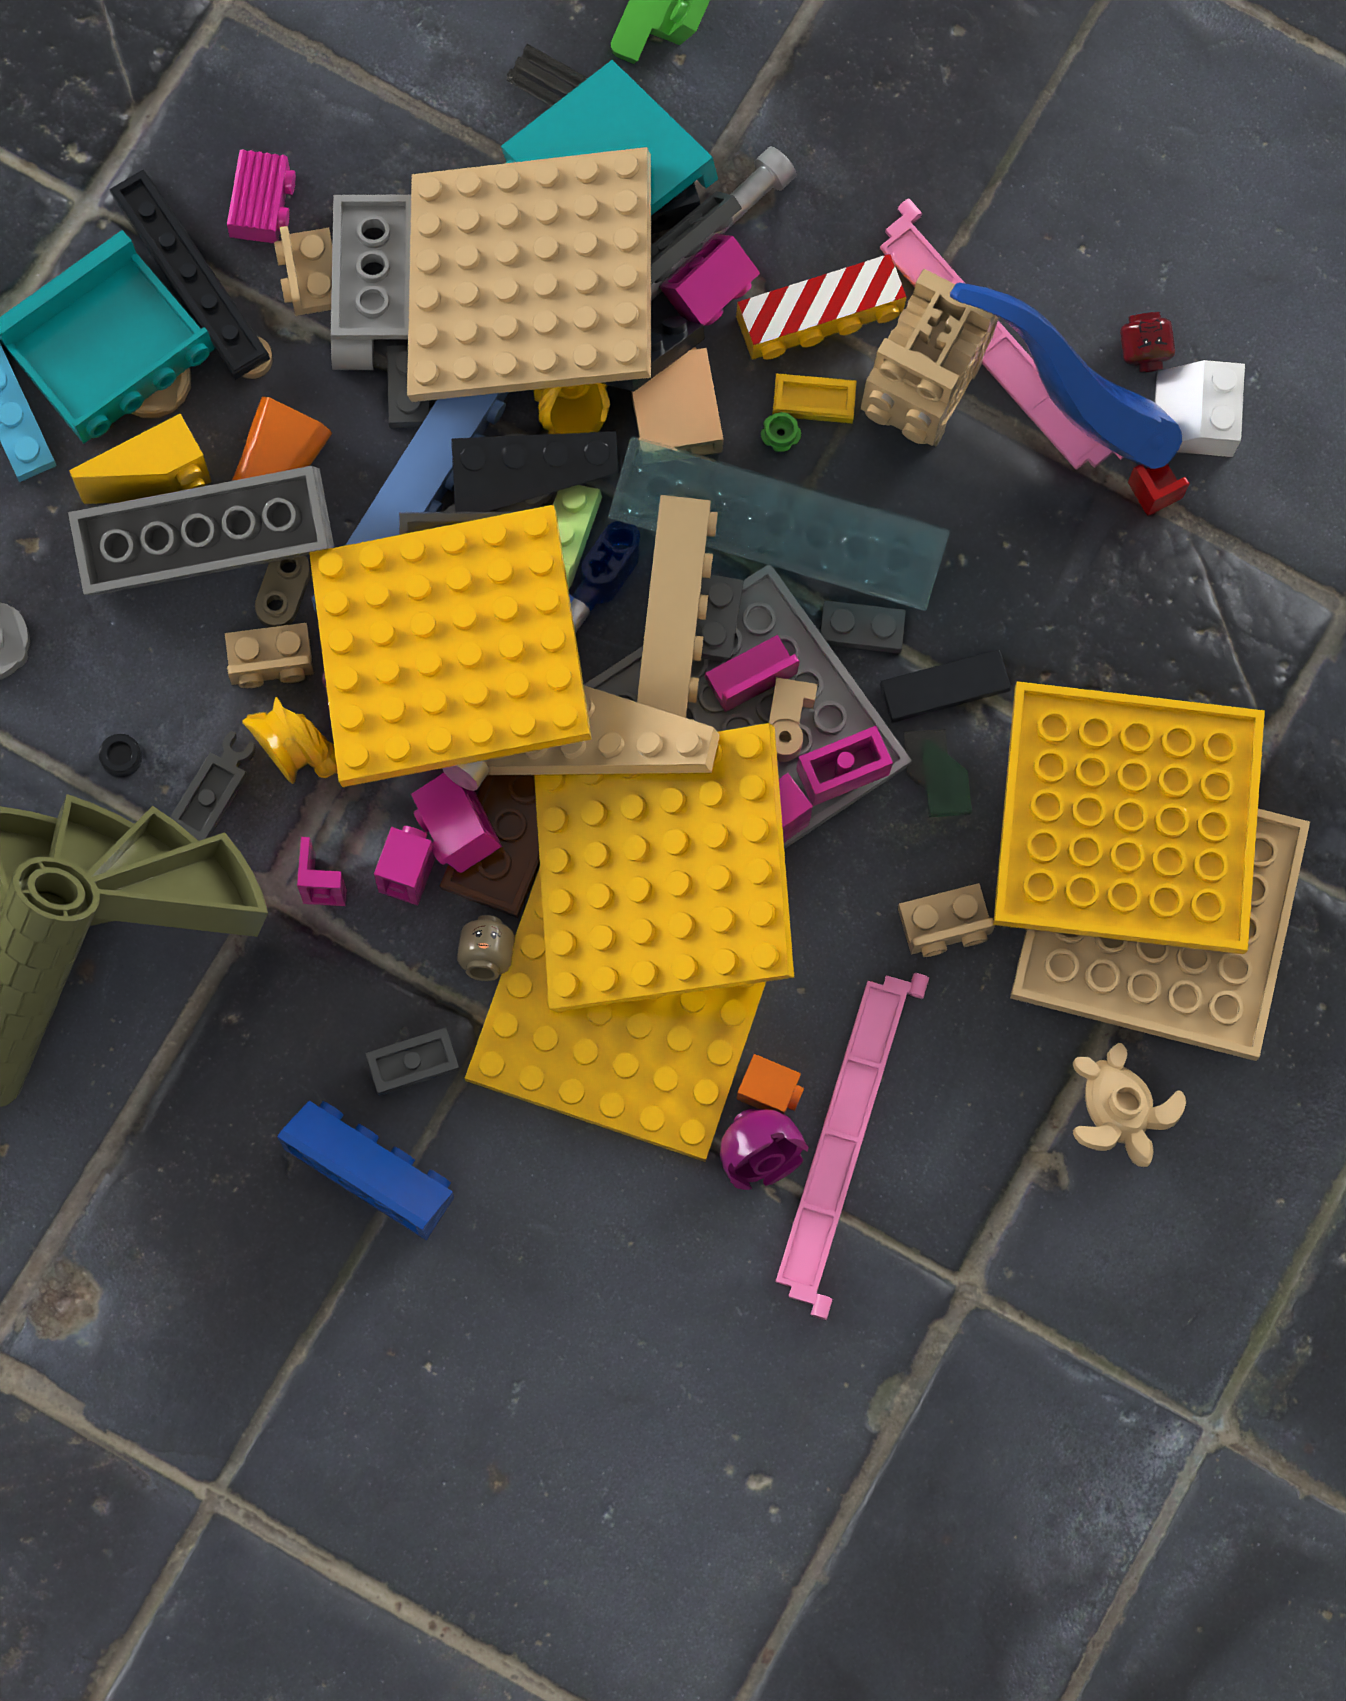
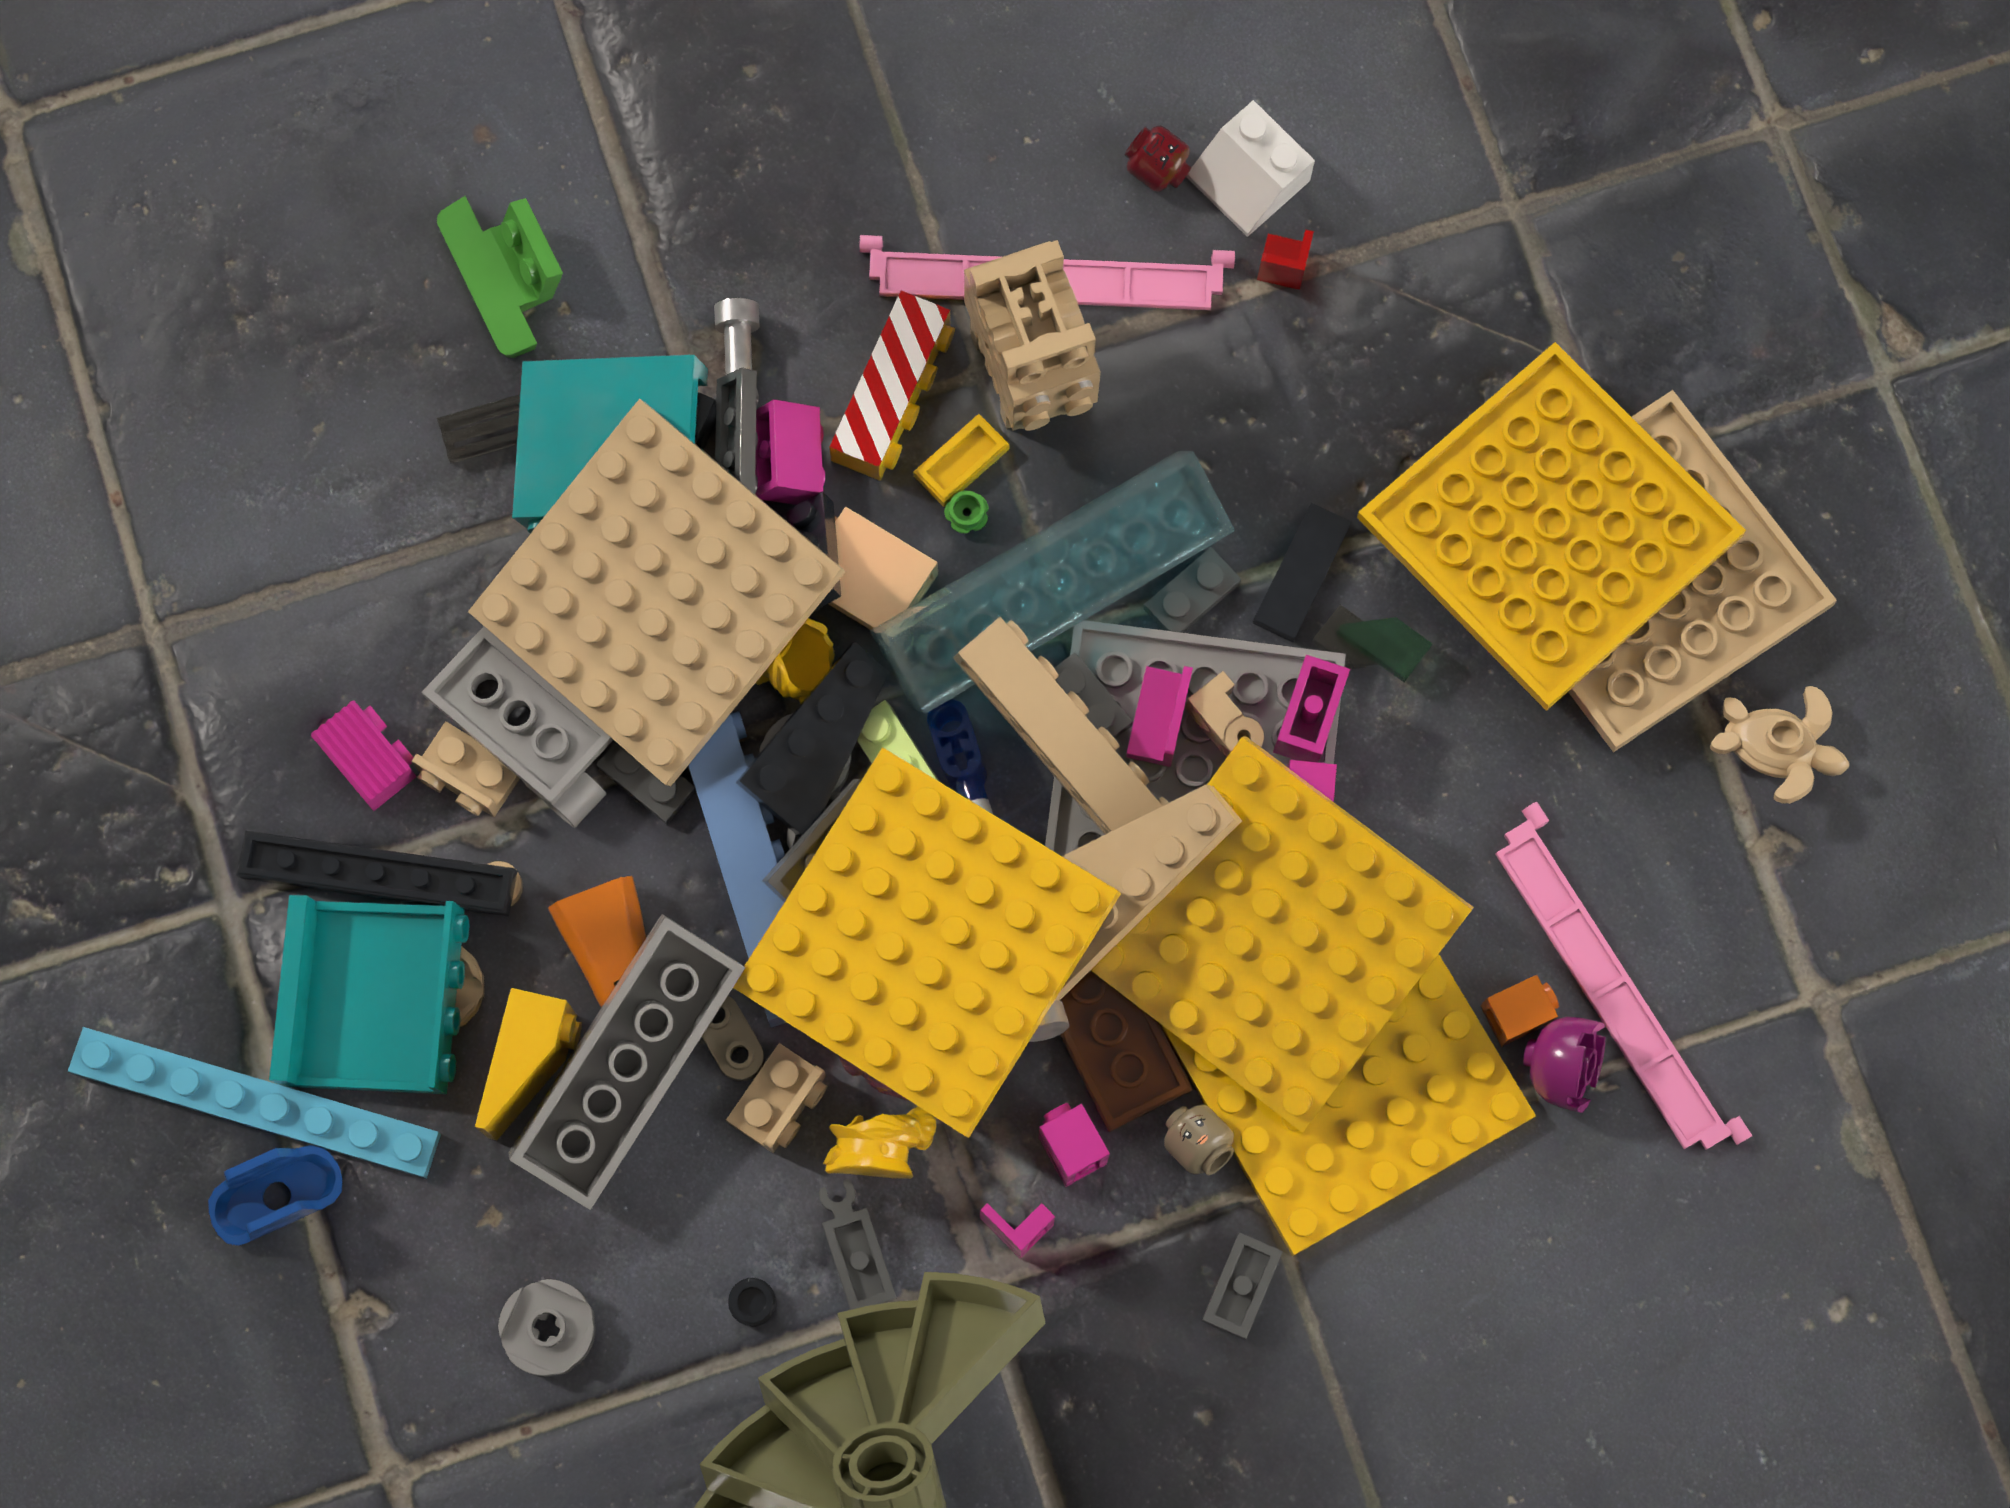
camera: 45 degrees left, 0 degrees up
(366, 1168) = (1306, 1404): blue slope -> none
(455, 823) = (1072, 1070): dark pink brick -> none
(945, 920) = (1500, 744): tan bracket -> none
(1096, 406) = (1186, 244): blue animal -> none

